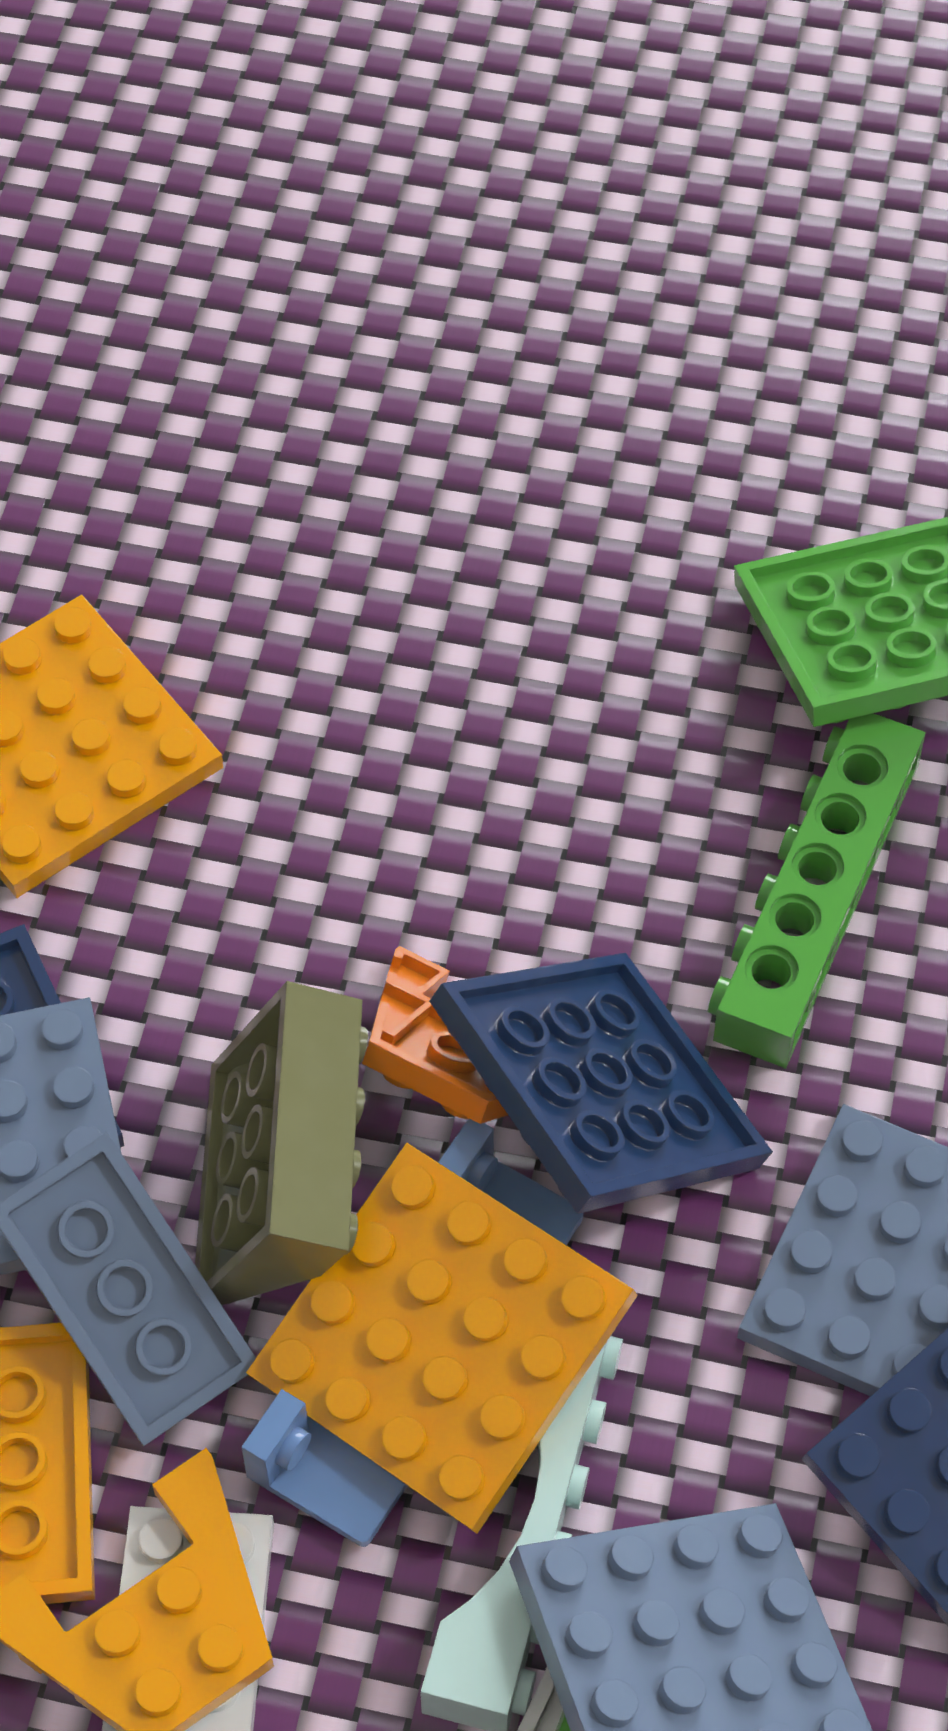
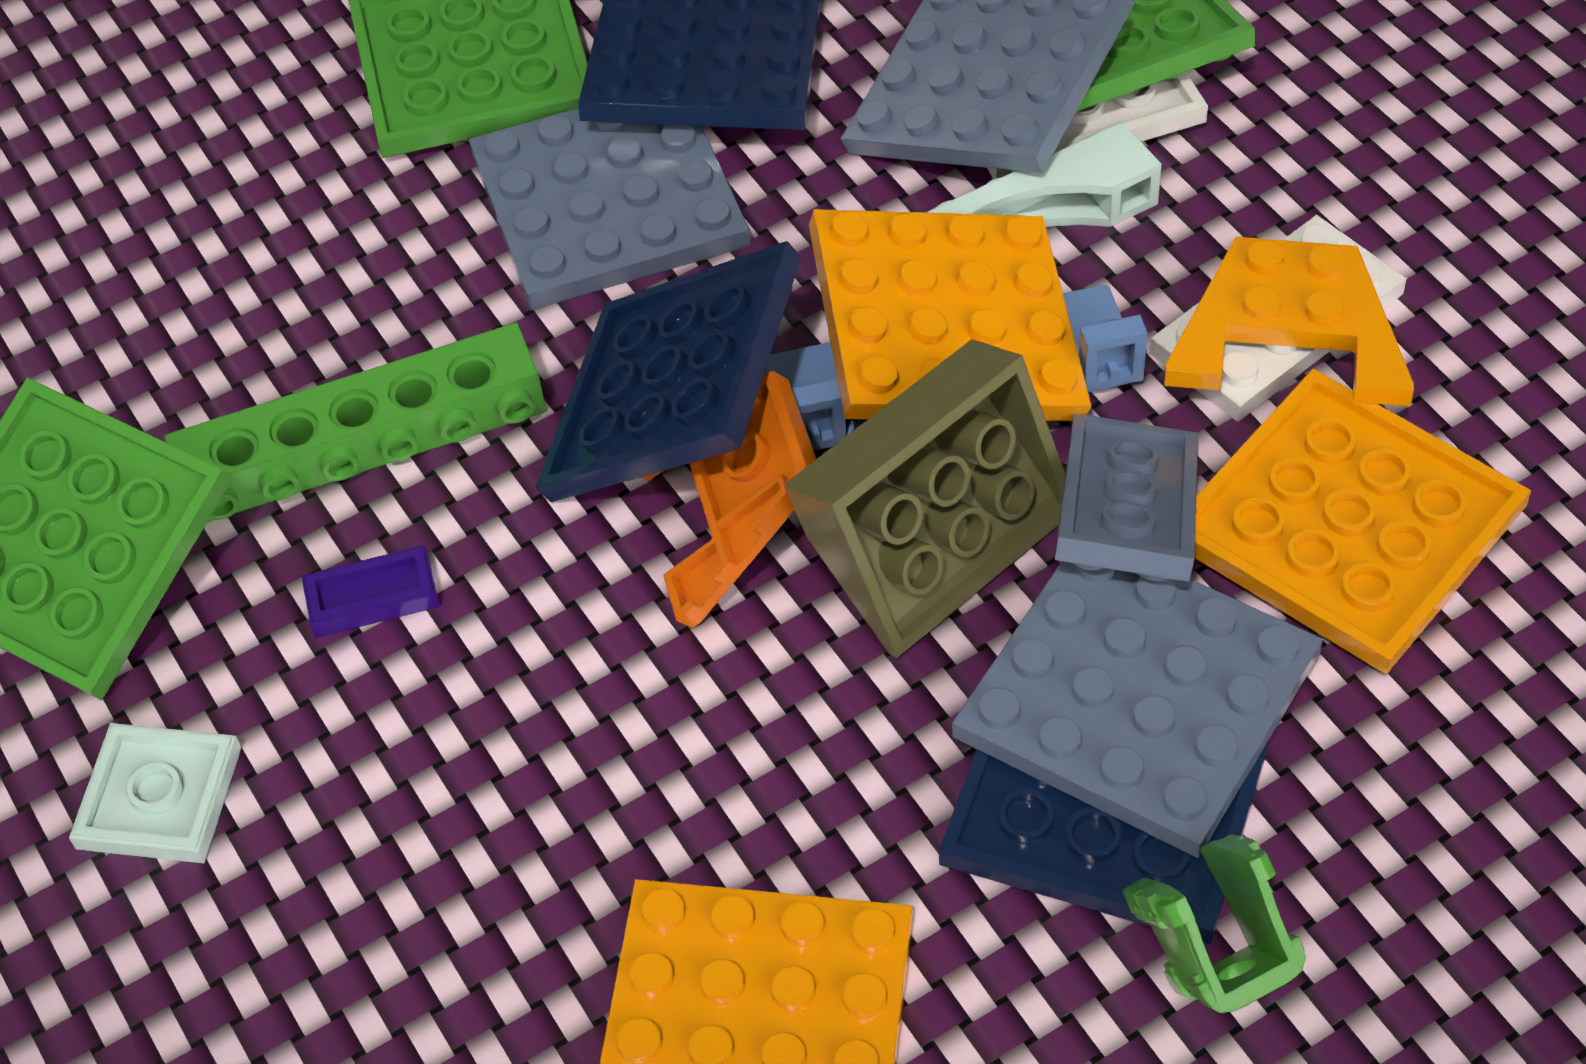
camera: 130 degrees left, 5 degrees down
(614, 564) = (156, 793): none -> light aqua tile
(652, 793) = (370, 591): none -> dark purple tile

